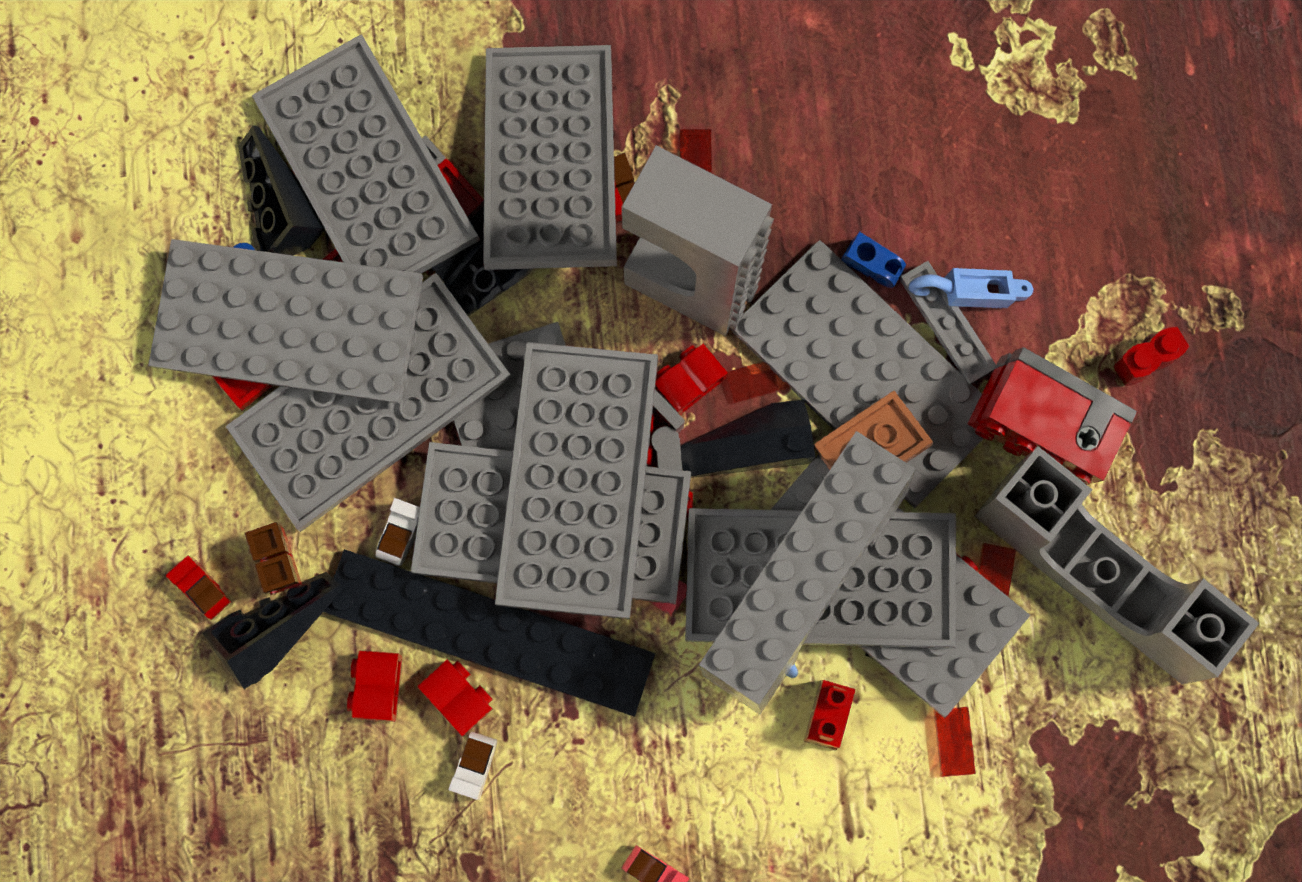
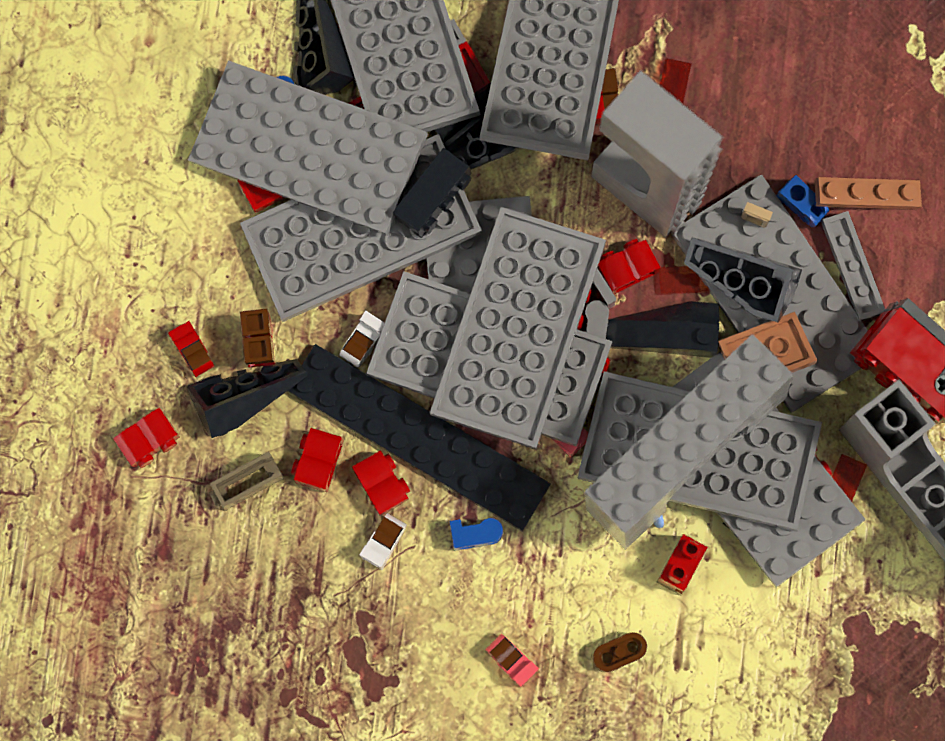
camera: 15 degrees right, 0 degrees up
(167, 706) = (147, 438): none -> red brick
(268, 753) = (221, 497): none -> dark tan window
(444, 343) = (433, 193): none -> black brick
(591, 730) = (477, 535): none -> blue leg
(779, 835) = (620, 654): none -> reddish brown plate
(825, 287) = (756, 215): none -> tan tile
(838, 365) = (752, 281): none -> black wedge
(945, 235) = (867, 193): none -> nougat plate
(954, 743) = (780, 610): clear red tile -> none
(970, 289) = (878, 240): light blue piece -> none

